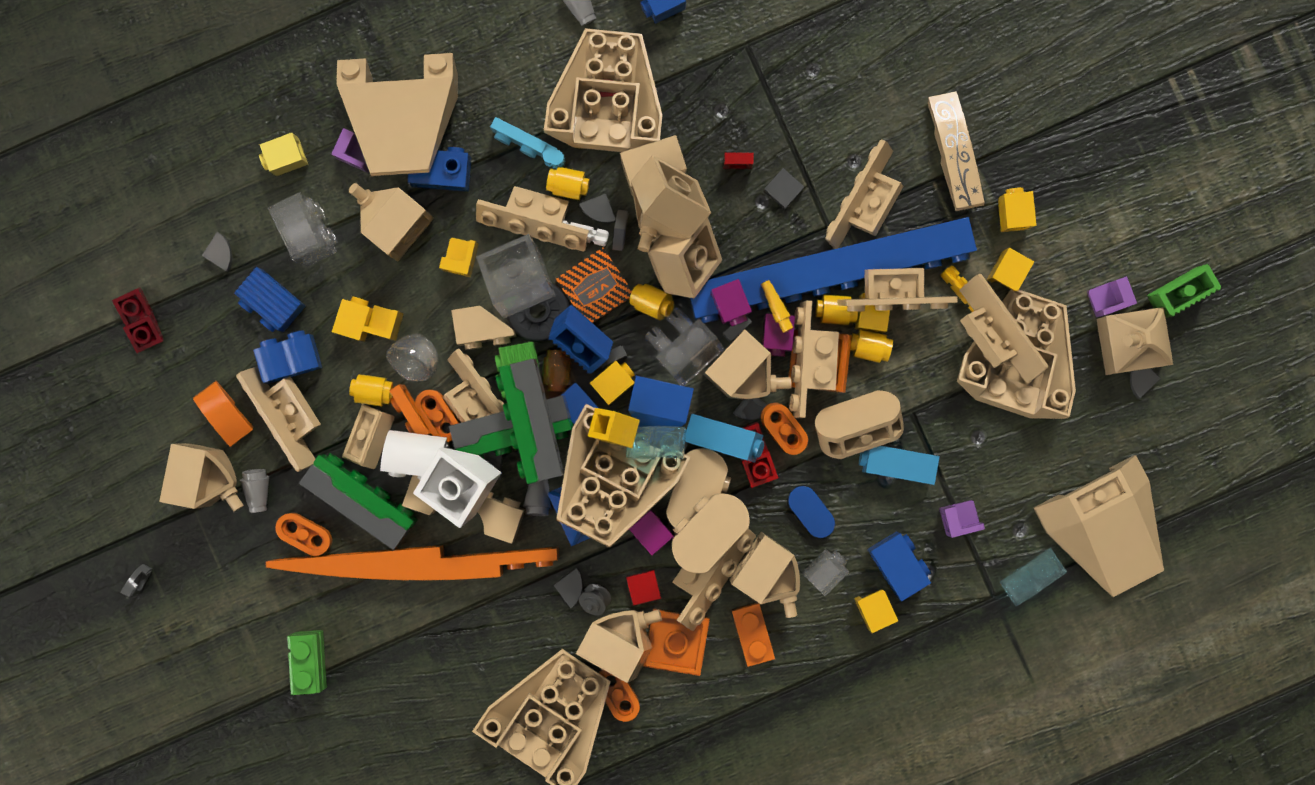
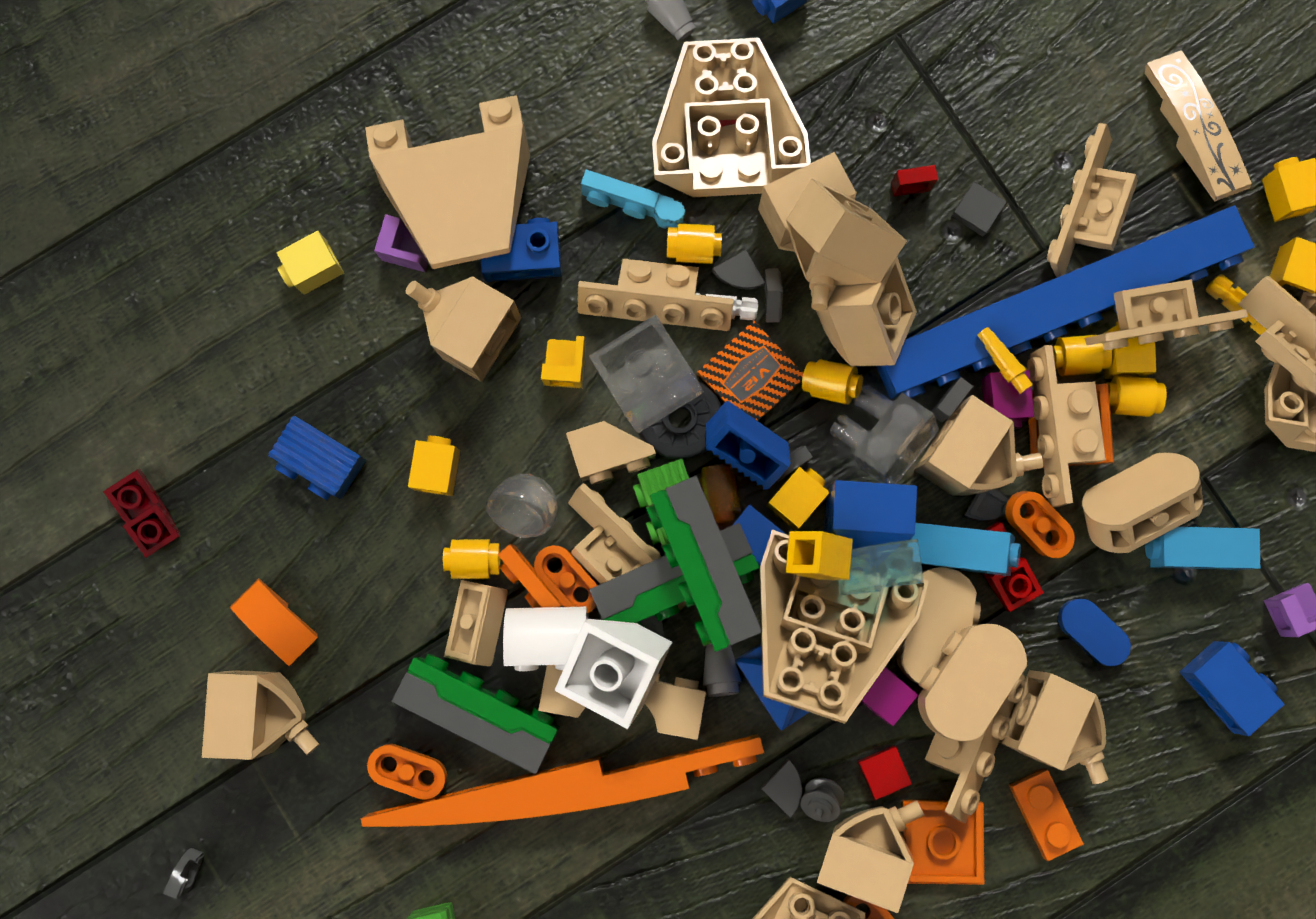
camera: 10 degrees left, 5 degrees down
(219, 252) = (241, 405): dark grey tile -> none
(255, 489) = (332, 719): light grey cone -> none
(284, 413) = (358, 609): tan bracket -> none
(287, 358) = (351, 532): blue brick -> none
(303, 229) = (348, 355): clear brick -> none
(384, 323) = (476, 465): yellow panel -> none
(731, 303) = (944, 363): magenta brick -> none
(826, 571) = (1133, 711): clear brick -> none
(876, 611) = (1211, 756): yellow panel -> none

